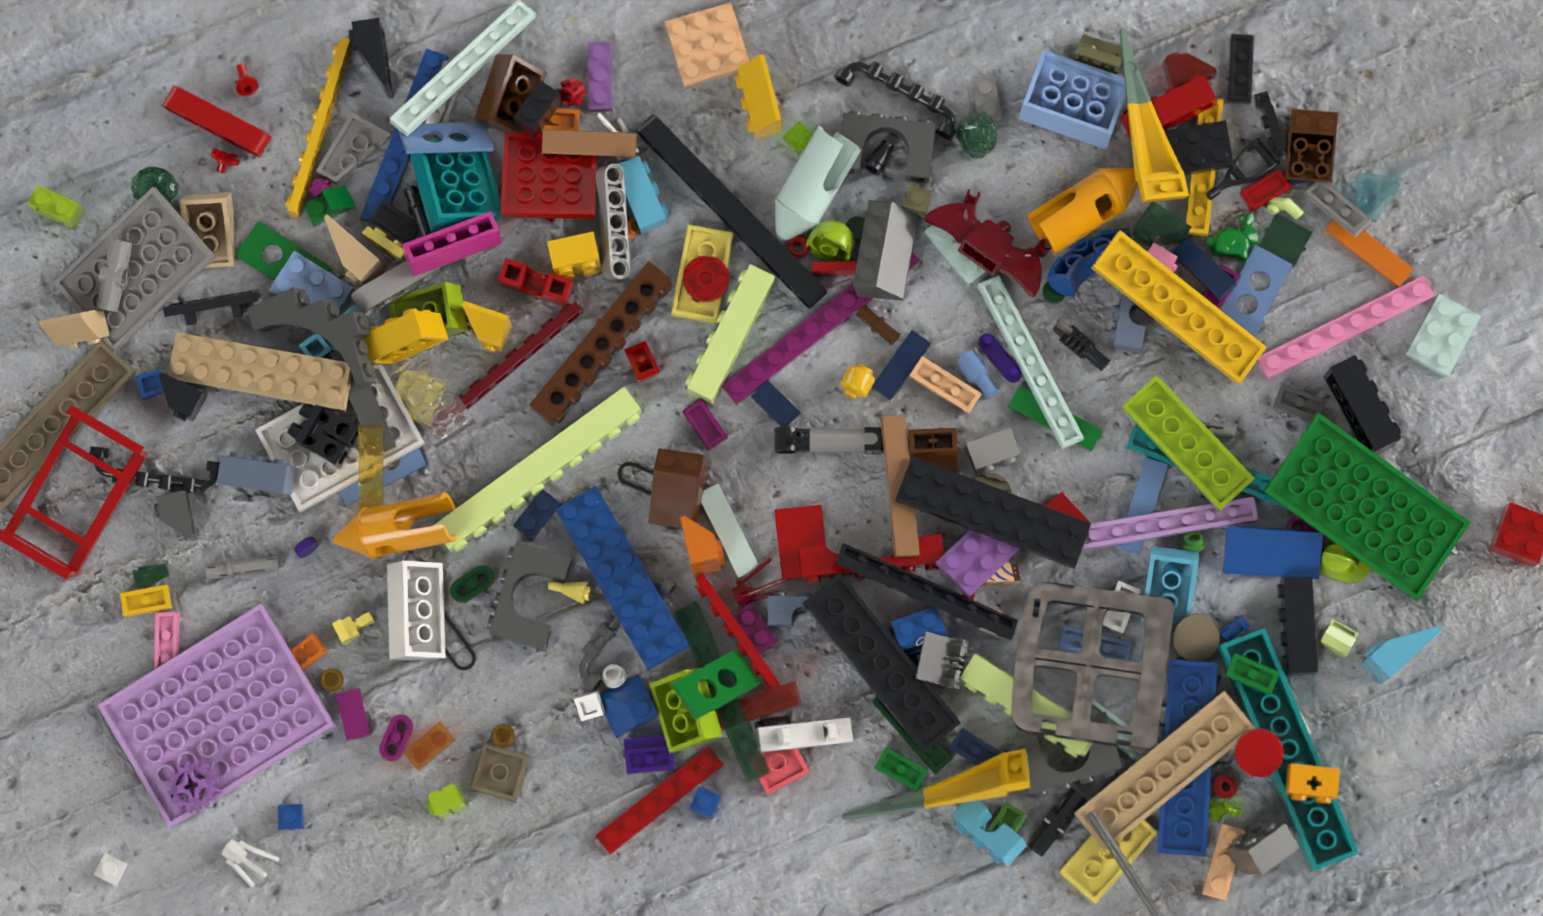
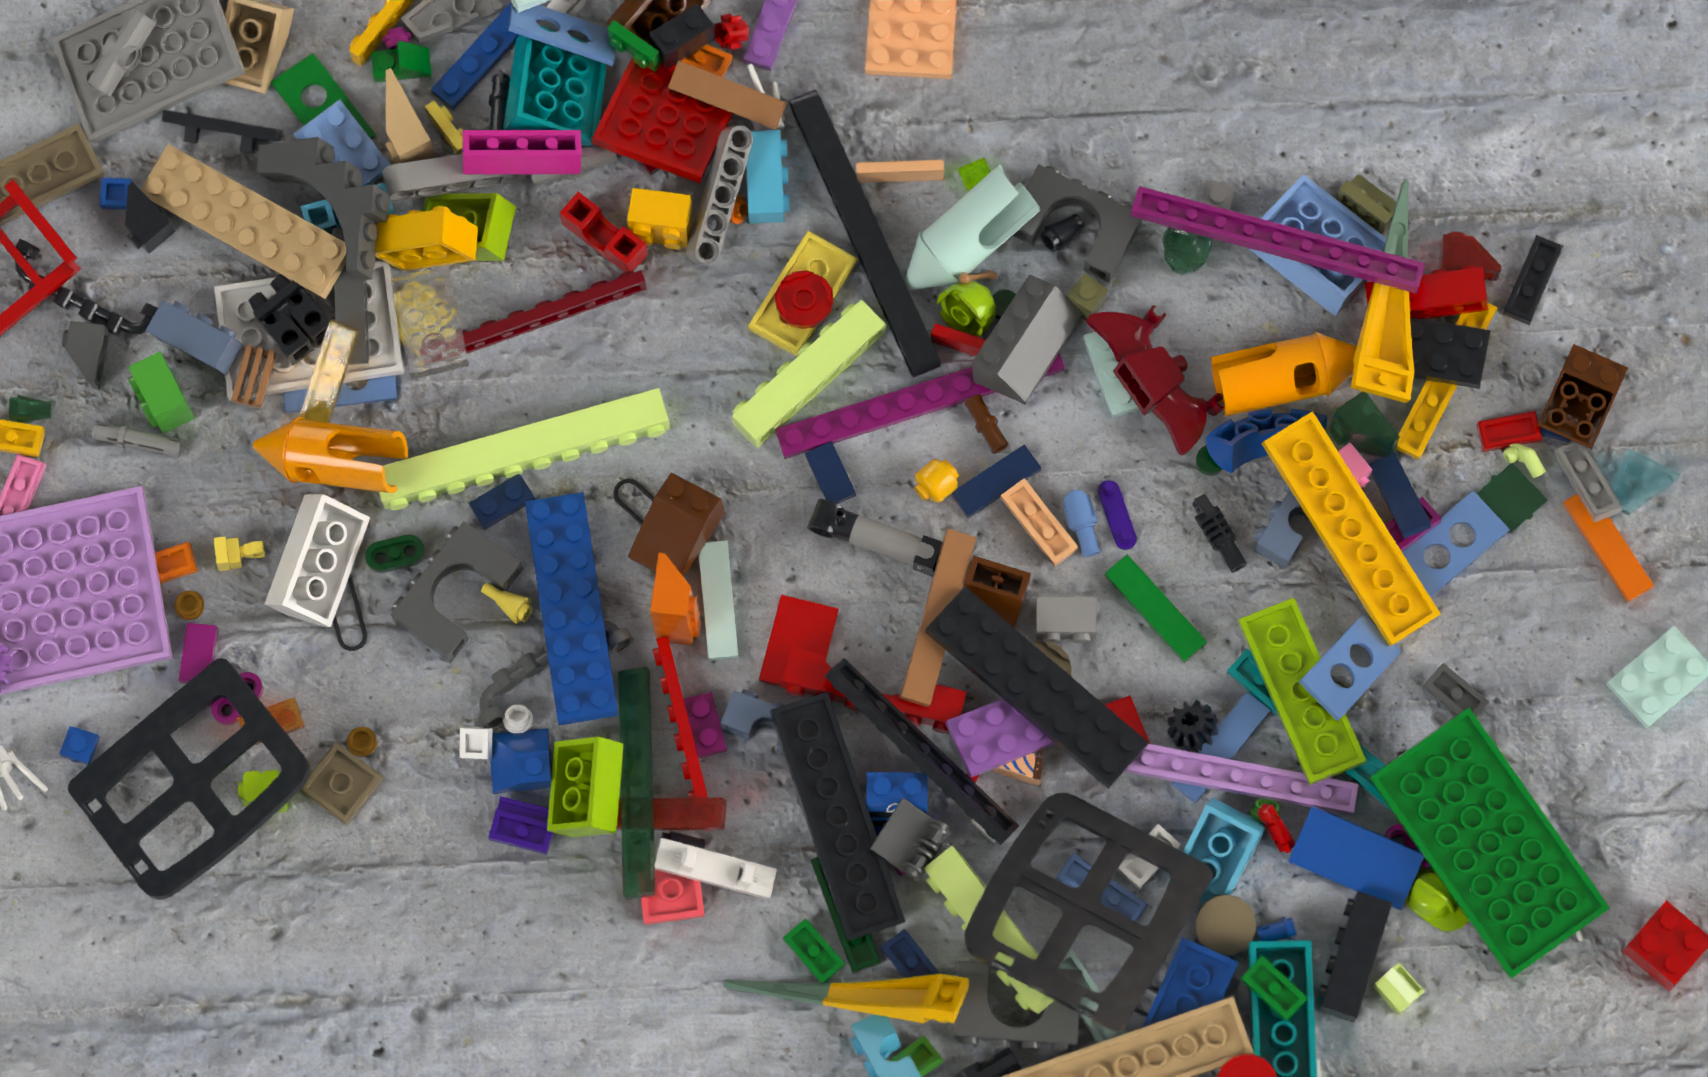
camera: 20 degrees right, 5 degrees down
(77, 327) = (55, 98): tan slope -> none
(244, 523) = (159, 393): none -> bright green brick
(306, 547) = (220, 442): dark purple tile -> none
(311, 468) = (259, 354): none -> medium nougat tile
(389, 814) = (190, 779): none -> black window
(394, 222) = (467, 106): black tile -> none
(489, 326) = (530, 264): yellow slope -> none
(495, 128) = (641, 52): none -> green plate
(642, 361) = (692, 369): red slope -> none
(648, 277) = (659, 316): reddish brown brick -> none
(659, 800) = (515, 884): red plate -> none
(699, 705) = (600, 784): green piece -> none
(705, 424) = (738, 467): magenta tile -> none
(705, 802) = (567, 905): blue brick -> none
(740, 154) = (900, 171): none -> light nougat tile
(746, 593) = (710, 678): dark red plant -> none
(758, 98) = (945, 113): yellow slope -> none
(801, 241) = (926, 293): red plate -> none
(823, 219) = (965, 277): none -> medium nougat hinge
(895, 83) = (1113, 153): black bar -> none
(1030, 362) = (1150, 531): light aqua tile -> none
(1045, 108) = (1277, 239): none -> magenta plate
(1107, 498) = (1187, 716): none -> black gear
(1198, 431) = (1318, 678): none -> medium blue piece
(1206, 552) = (1276, 828): none -> red axle
(1234, 242) = (1448, 478): green animal -> none
(1237, 173) = (1483, 405): black piece -> none
(1270, 122) = (1544, 352): black hinge -> none
(1345, 327) = (1545, 625): bright pink plate -> none
(1361, 405) = (1528, 722): black brick -> none
(1391, 656) = (1459, 1029): medium azure slope -> none

